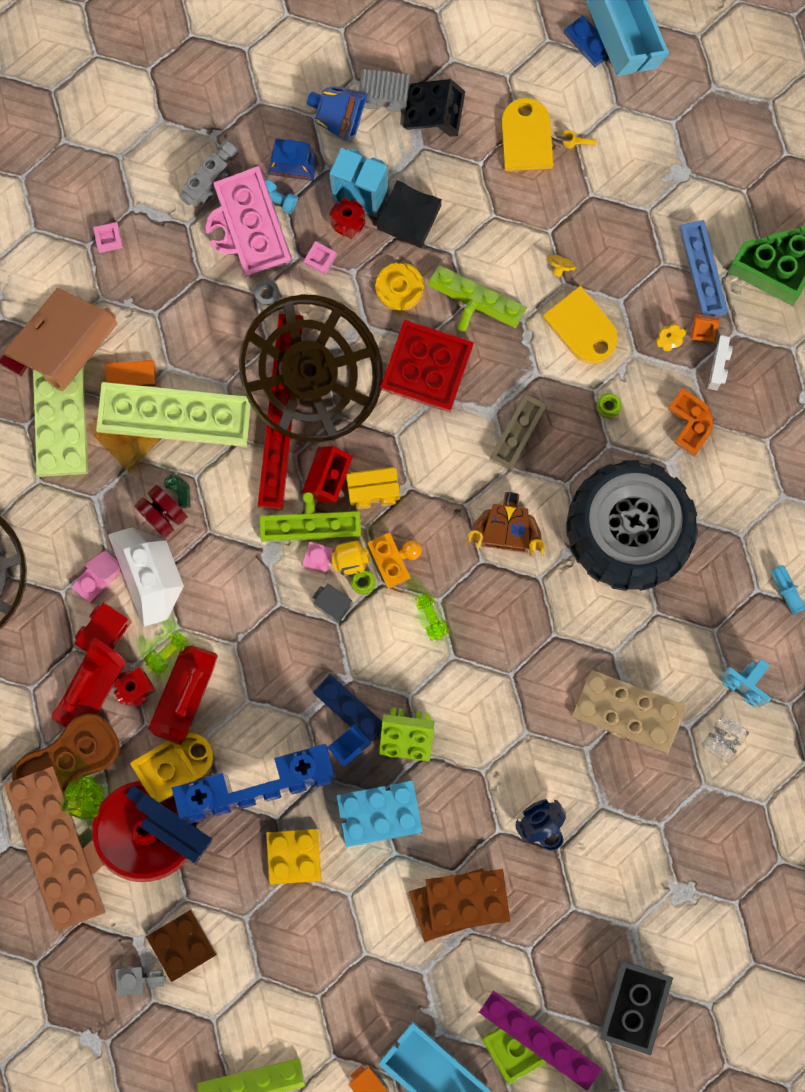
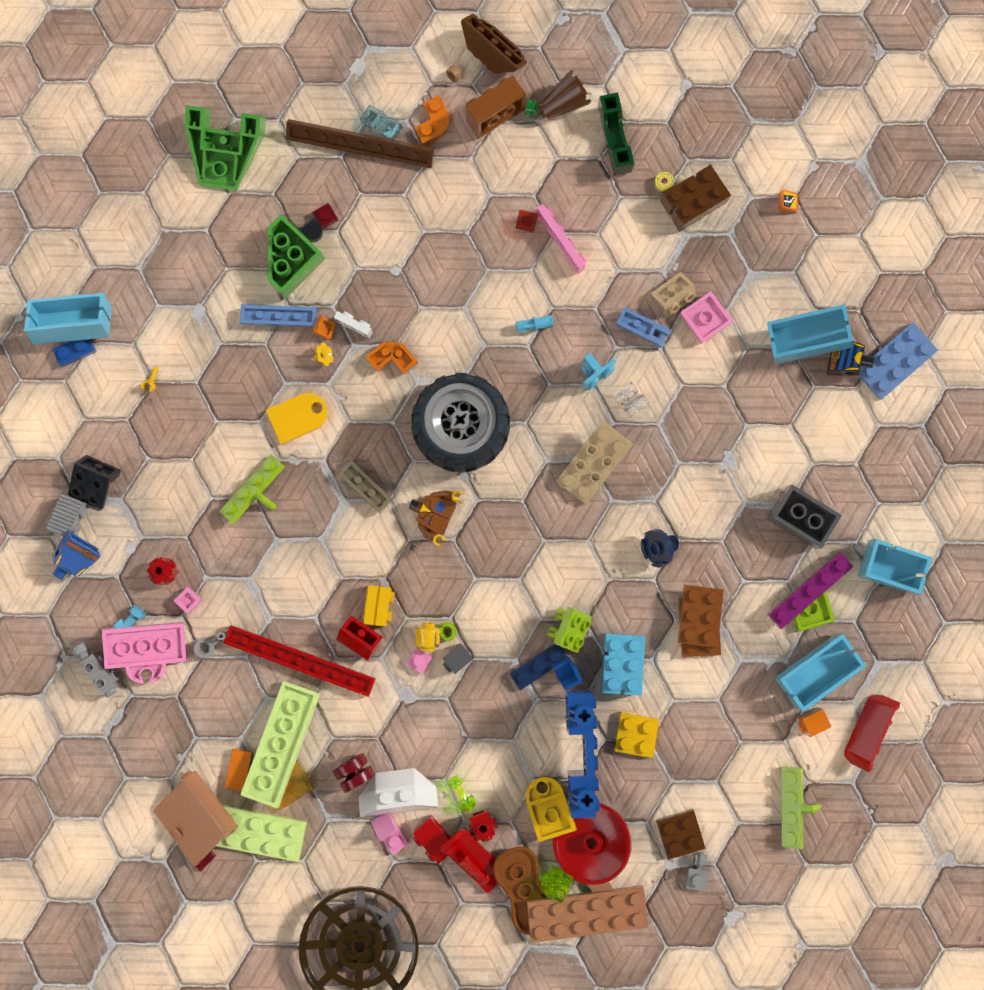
camera: 80 degrees left, 5 degrees up
(108, 237) = (124, 761): bright pink plate -> none
(169, 828) = (593, 829): dark blue piece -> none
(182, 488) = (339, 751): clear green arm -> none
(183, 694) = (497, 788): red piece -> none
(291, 160) = (103, 602): blue torso -> none
(310, 525) = (393, 660): lime plate -> none
(320, 359) = (273, 619): dark brown dish -> none
(359, 180) = (136, 554): medium azure piece -> none
(391, 559) = (435, 607): light orange plate -> none
(399, 286) = (227, 545): yellow tile -> none
(409, 214) = (173, 523): black brick -> none
(427, 366) = (295, 541): red plate -> none
(436, 629) = (497, 586): clear neon green bar -> none
(526, 138) = (137, 417): yellow tile -> none
(560, 264) = (245, 420): yellow plant -> none
(609, 398) = (361, 408): lime plate -> none

